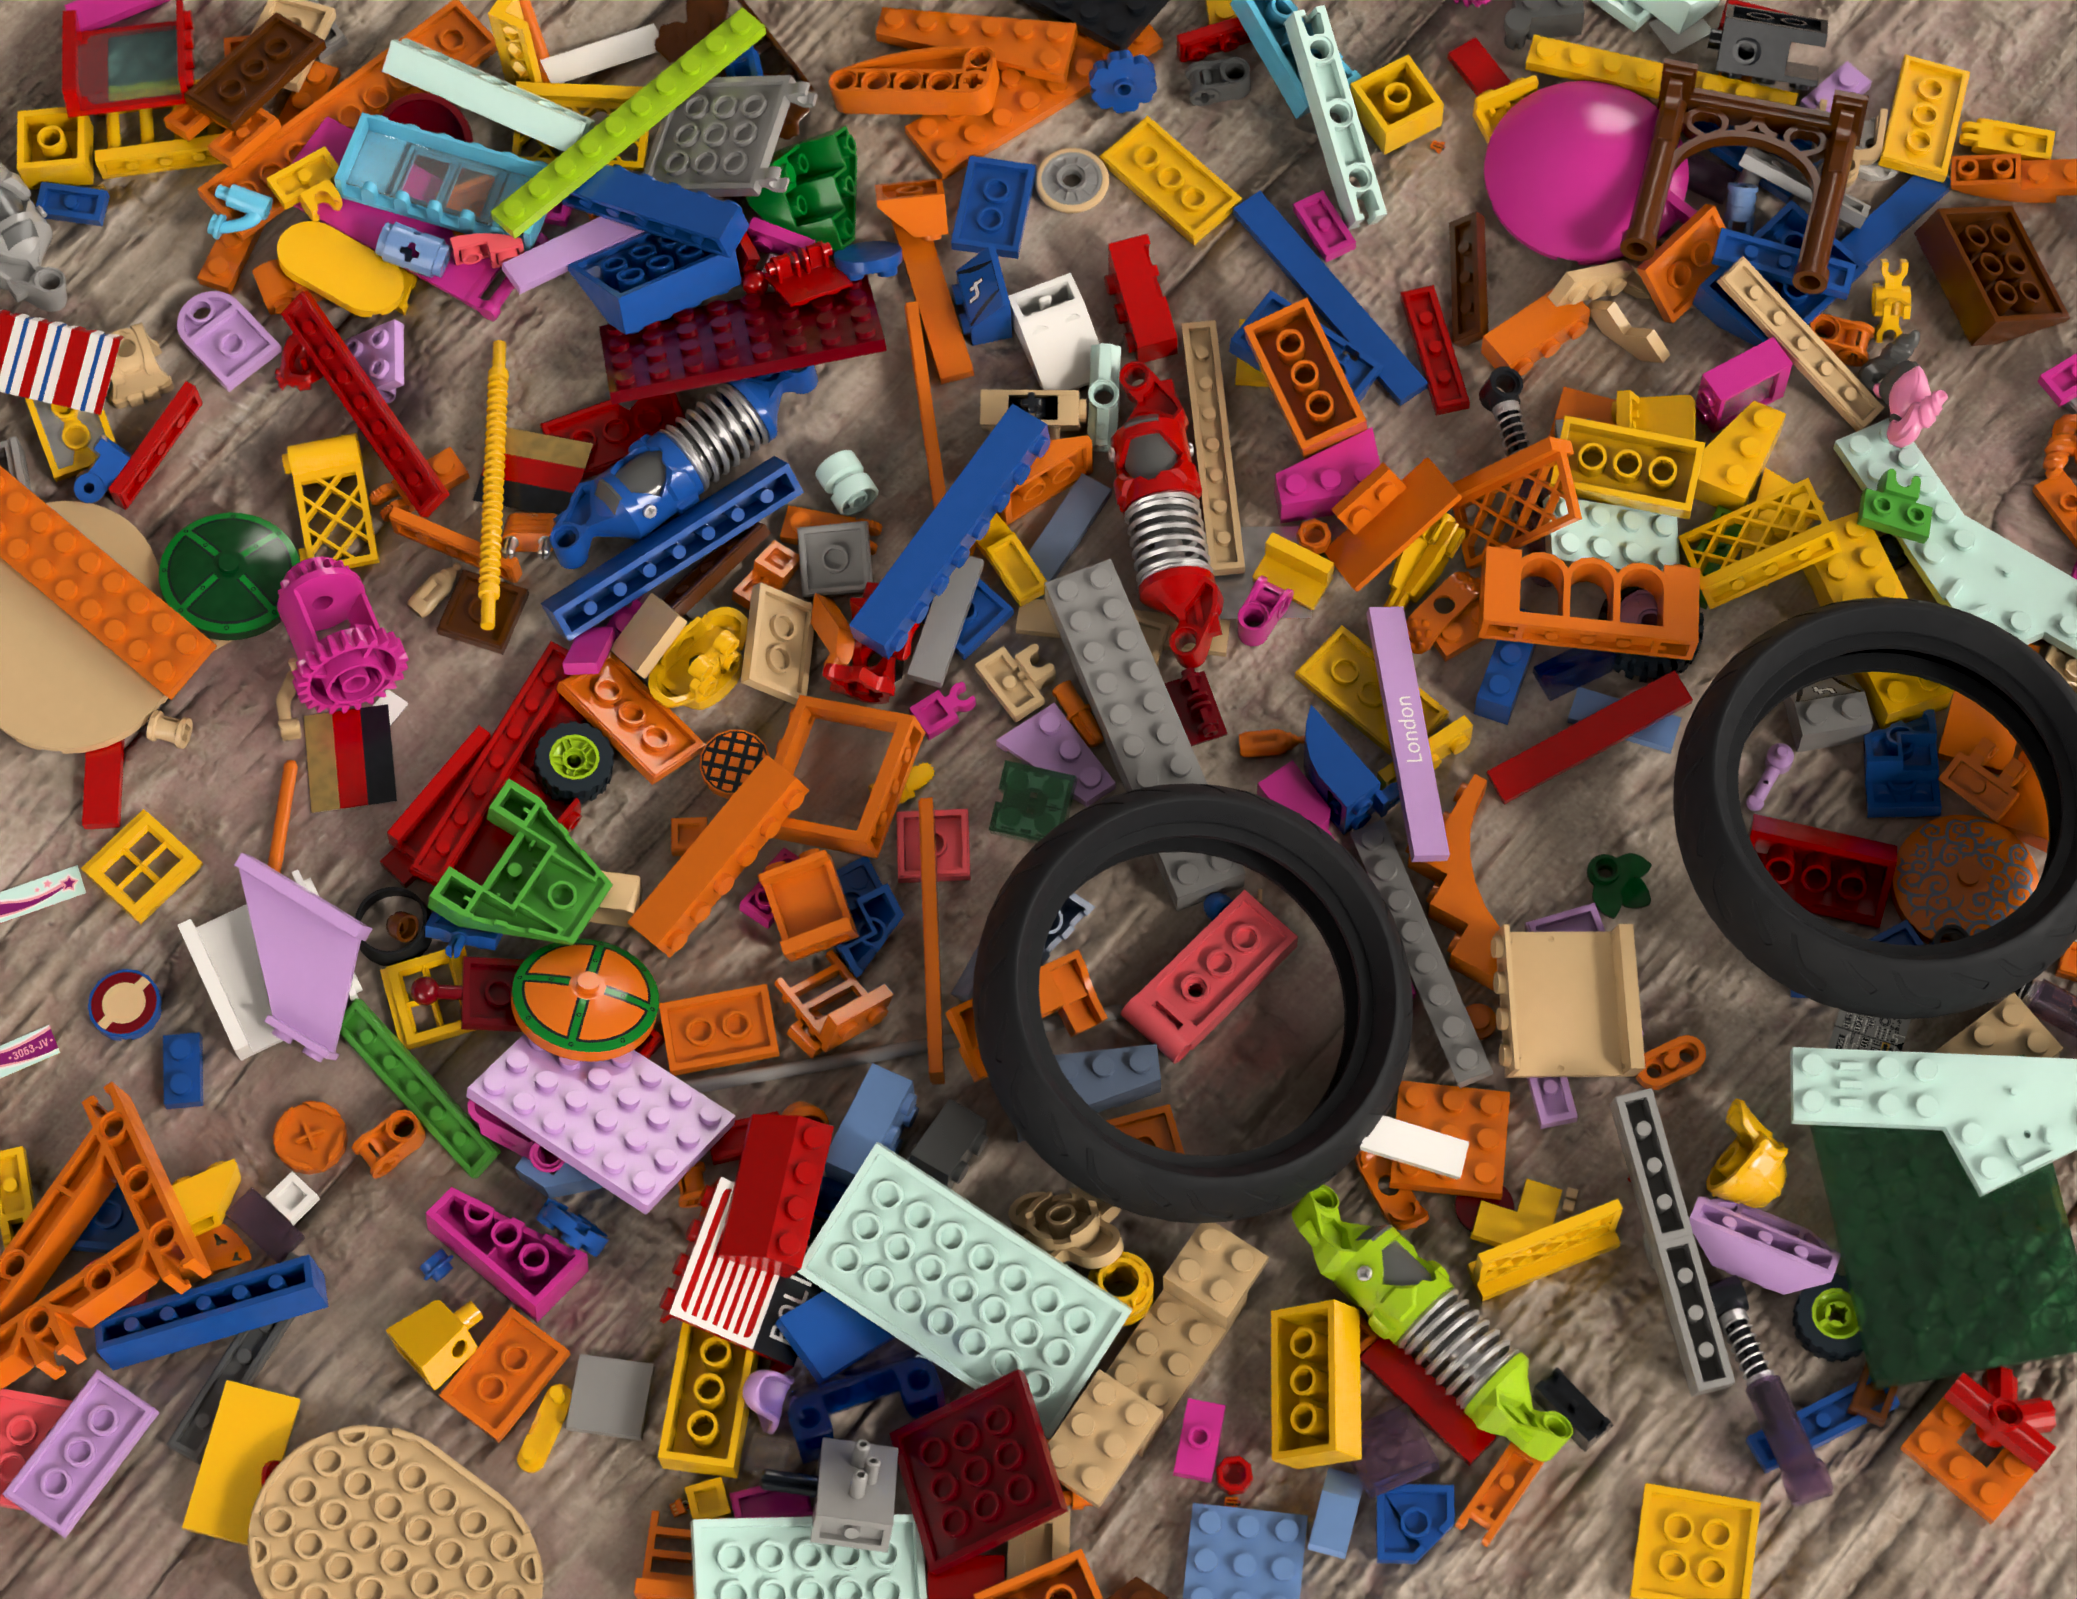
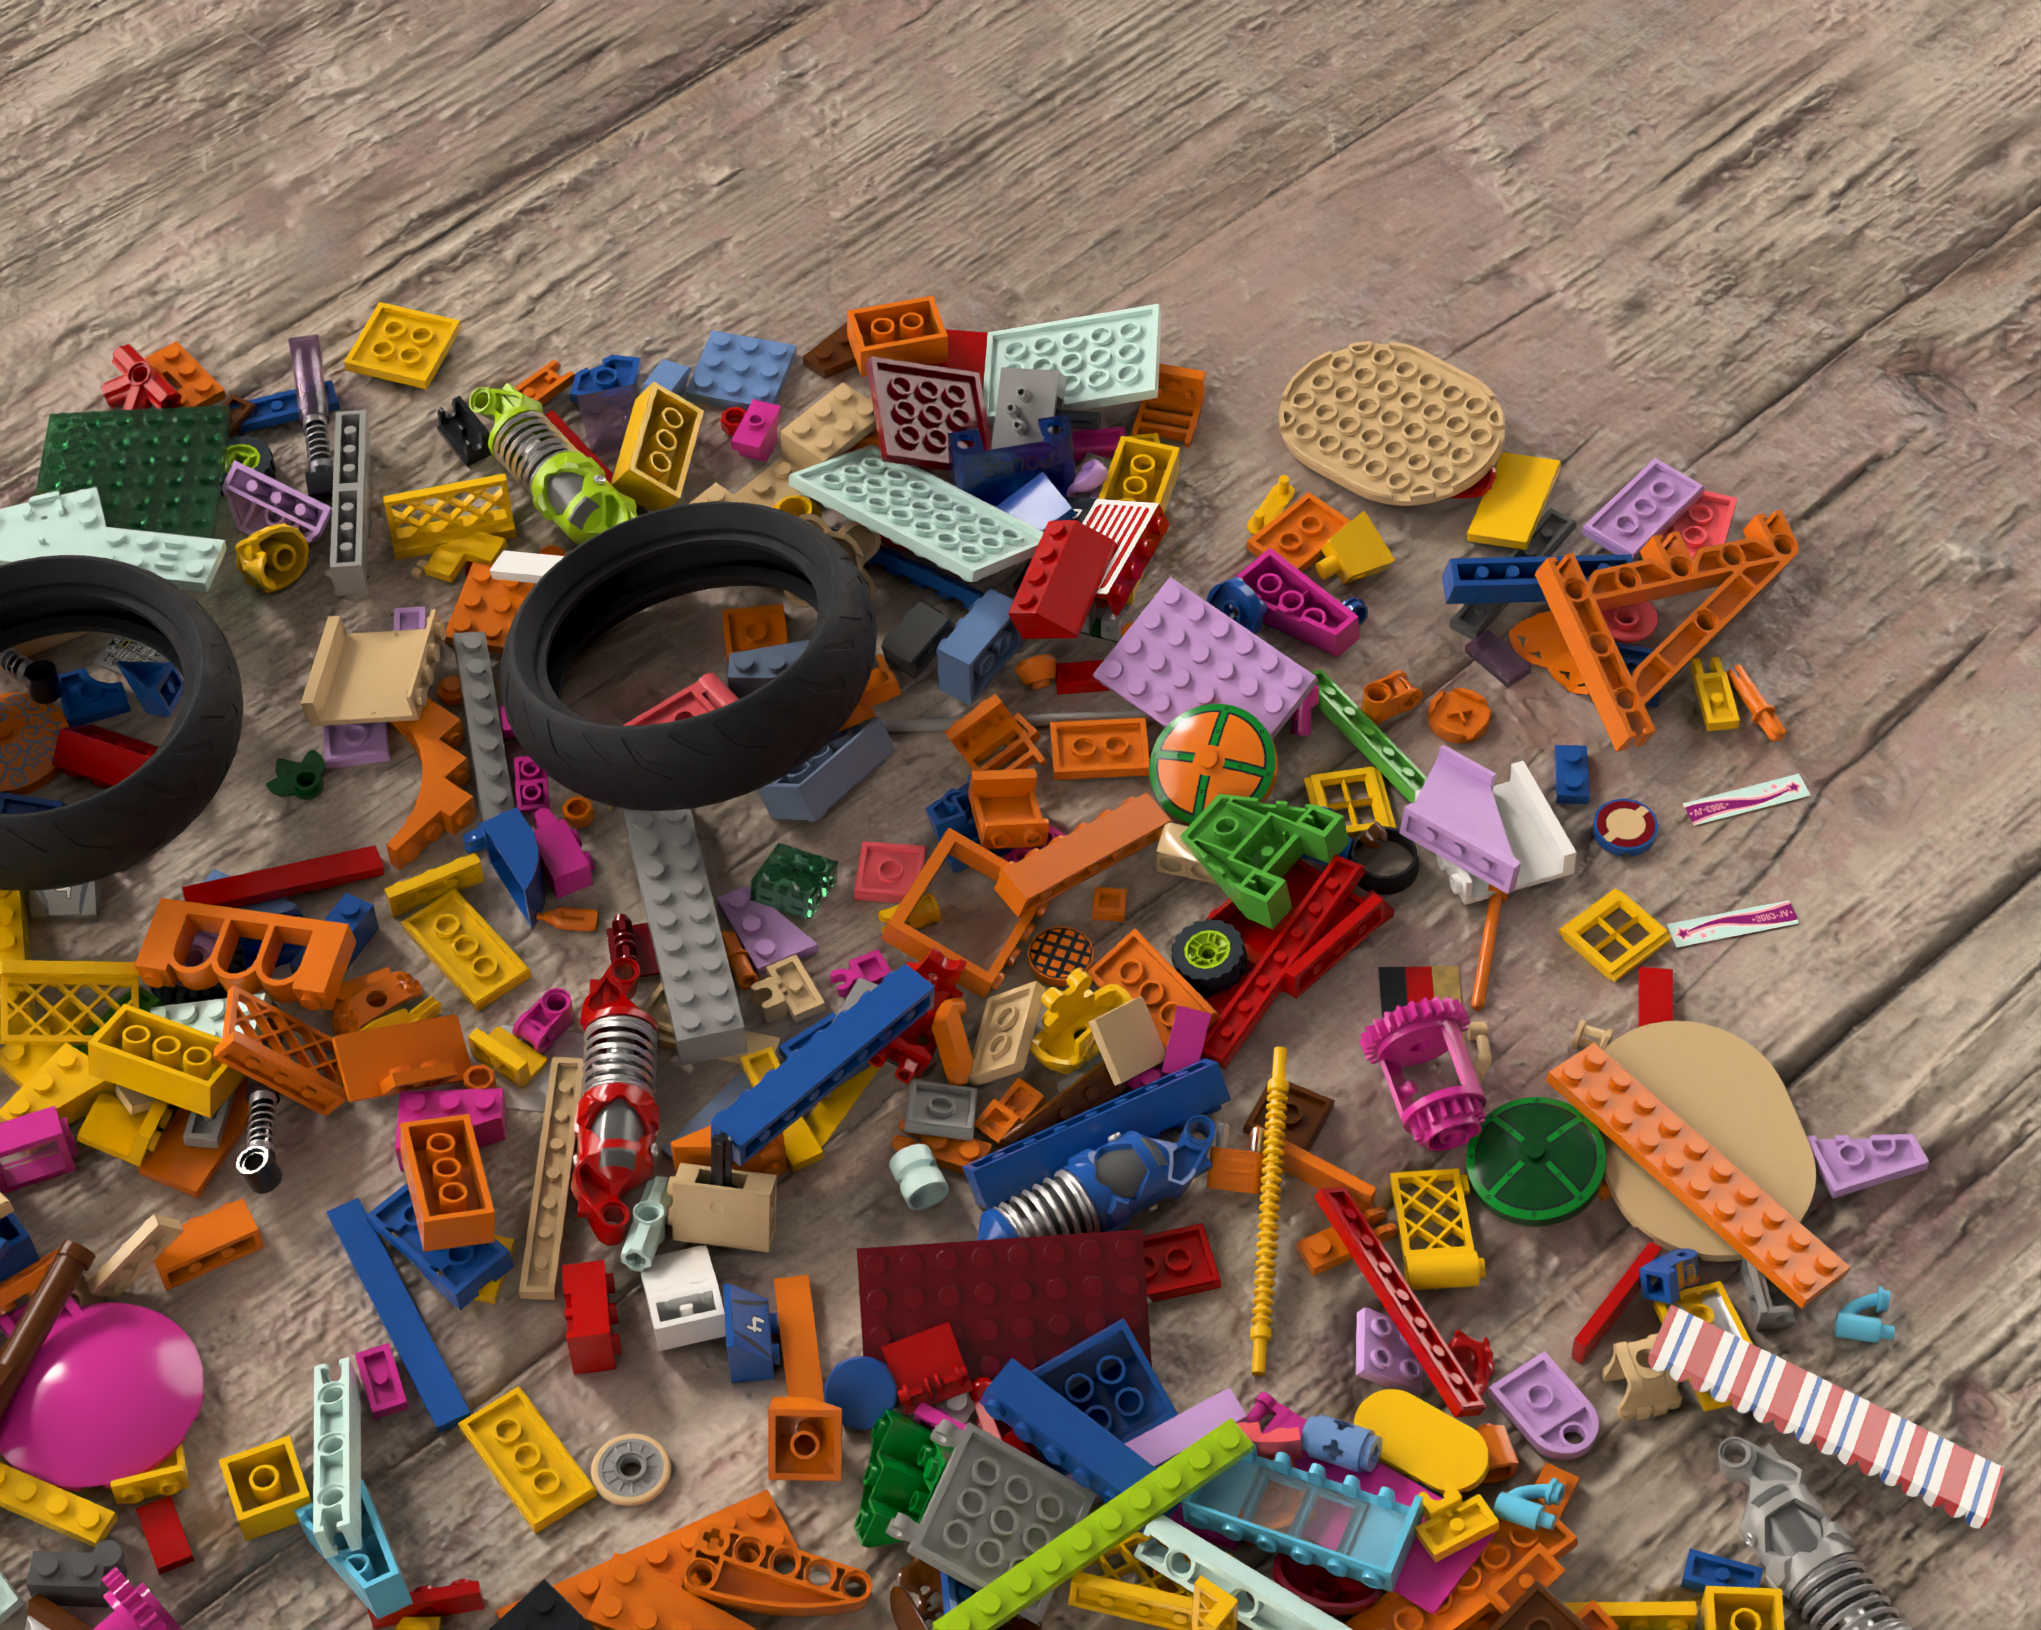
camera: 175 degrees left, 15 degrees down
(208, 1195) = (1548, 669): yellow slope -> none
(292, 1198) = (1473, 668): white plate -> none
(433, 591) = (1337, 1137): tan piece -> none
(483, 993) = (1303, 782): dark red plate -> none
(540, 471) = (1223, 1233): sticker -> none
(610, 1397) = (1216, 518): light grey tile -> none
(925, 402) = (828, 1228): orange tile -> none
(931, 941) = (903, 782): orange tile -> none
(993, 206) = (719, 1446): blue plate -> none
(1122, 81) = (551, 1553): blue plant -> none
(1217, 81) = (450, 1552): dark grey piece -> none
(1407, 734) = (444, 883): lavender tile -> none
(1435, 350) = (308, 1250): red tile -> none
(1468, 279) = (252, 1305): reddish brown plate -> none
(1639, 342) = (106, 1218): tan tile -> none
(1669, 1064) = (298, 642): orange plate -> none

